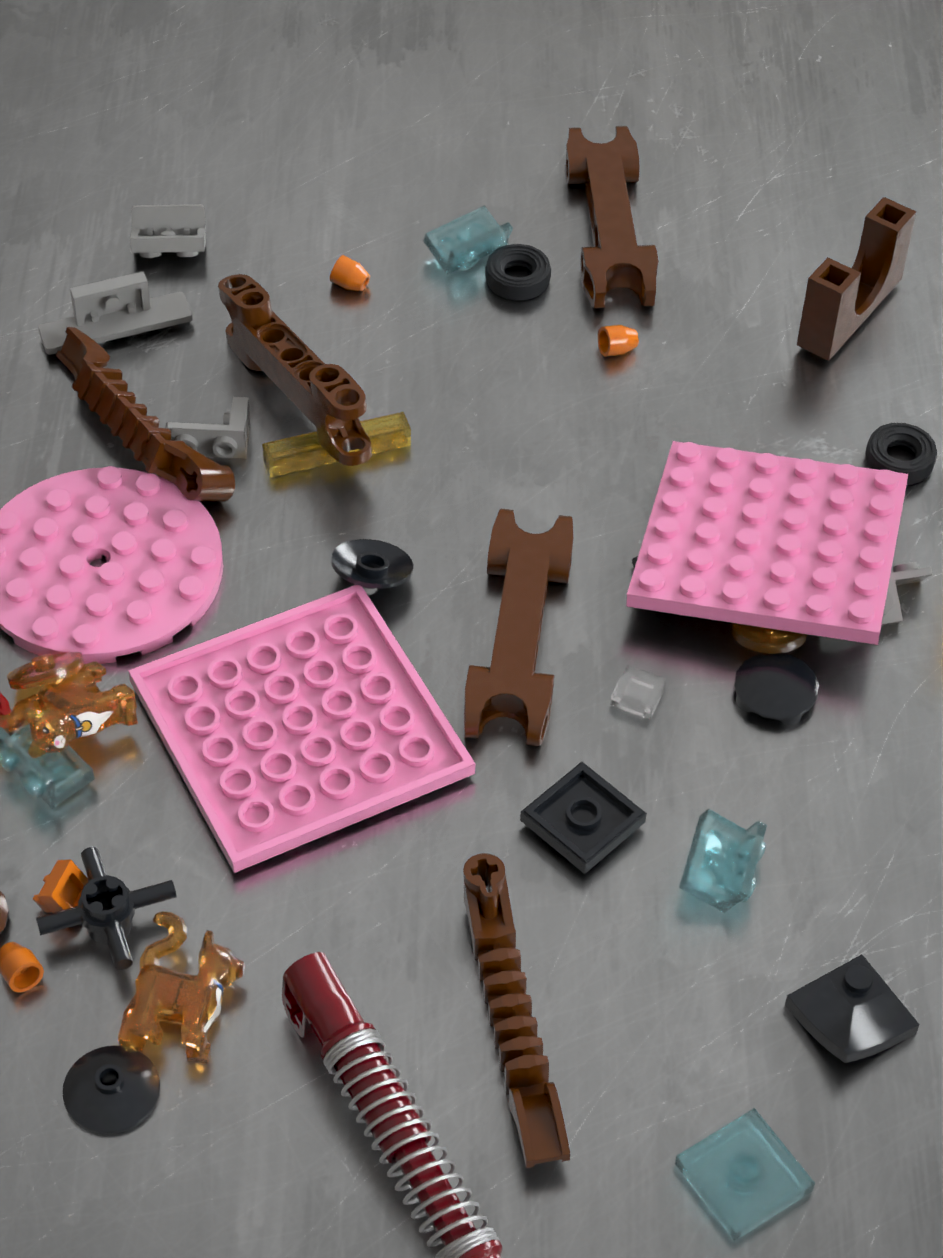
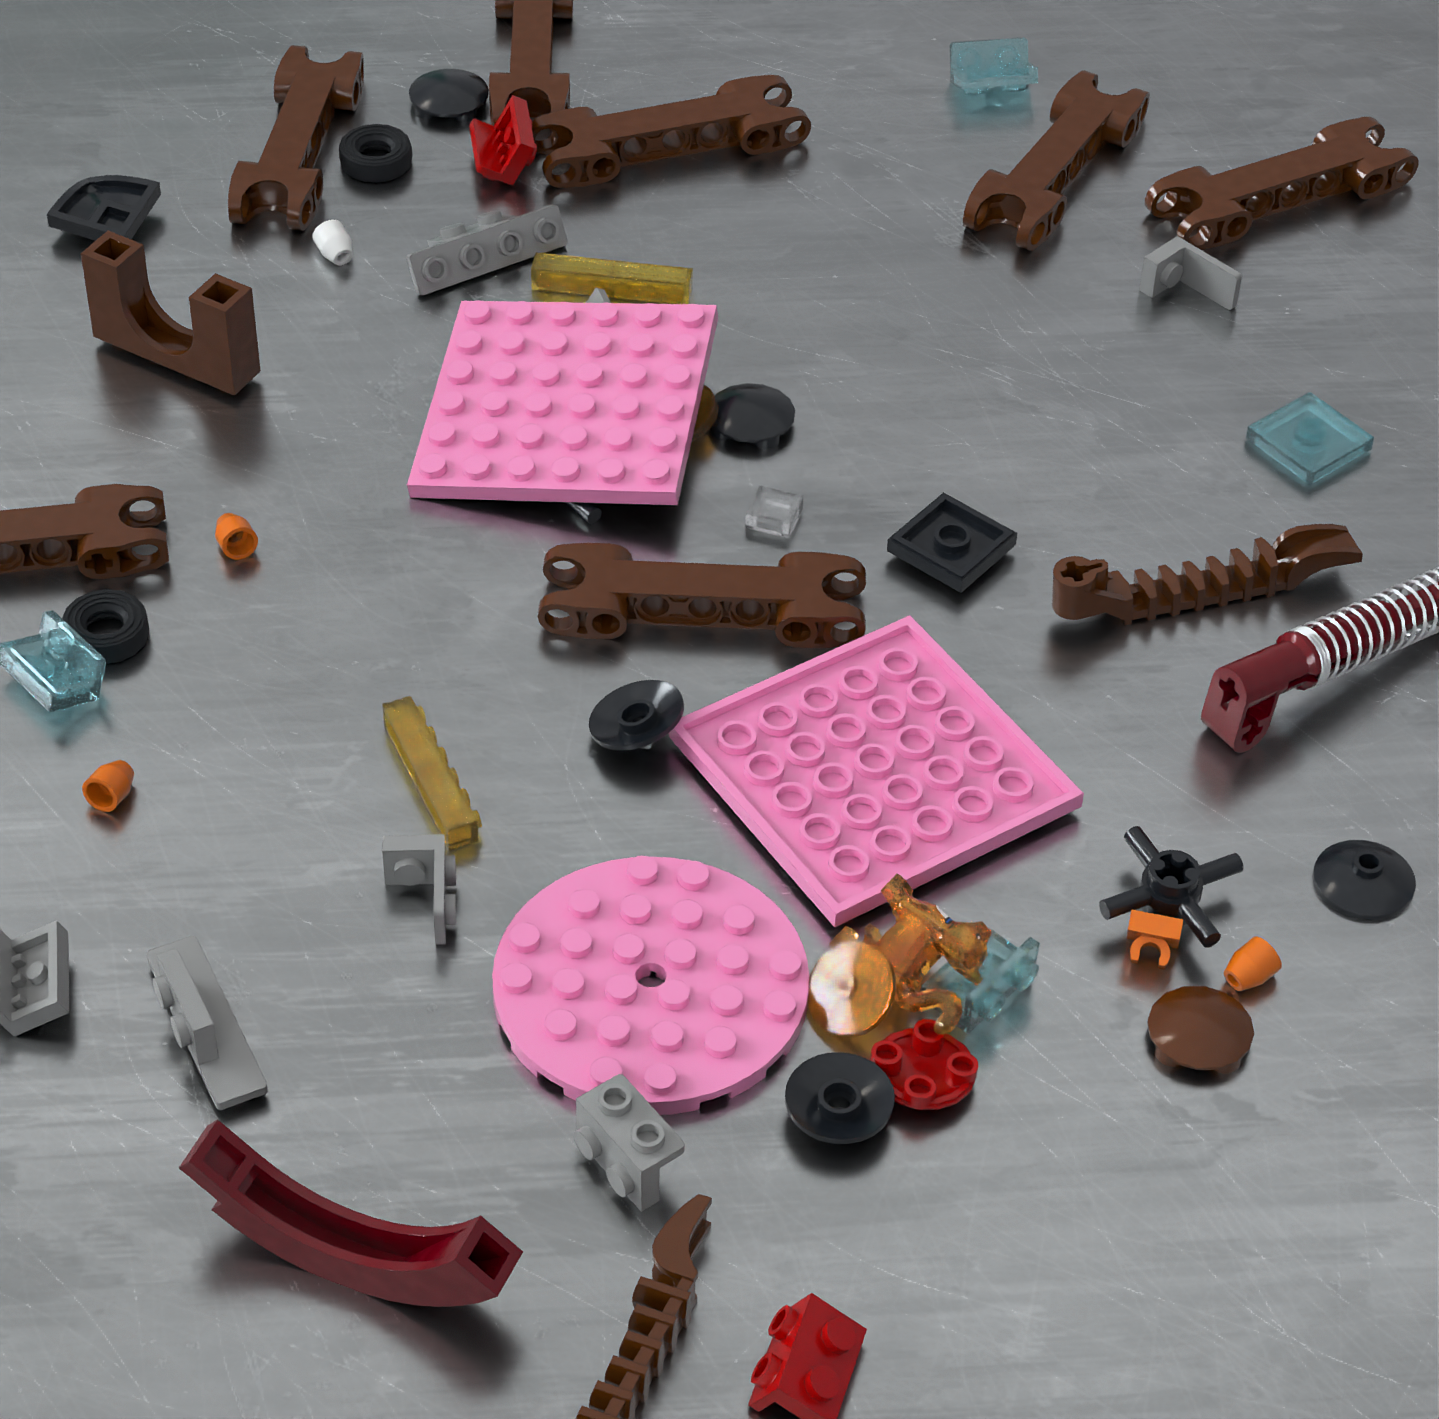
camera: 95 degrees left, 5 degrees down
(108, 397) = (326, 1019): reddish brown piece -> none
(177, 996) = (1268, 822): clear orange animal -> none
(318, 389) = (265, 828): reddish brown piece -> none
(723, 861) = (987, 437): clear light blue bracket -> none
(852, 1011) = (1127, 371): black plate -> none
(904, 436) = (409, 337): black tyre -> none

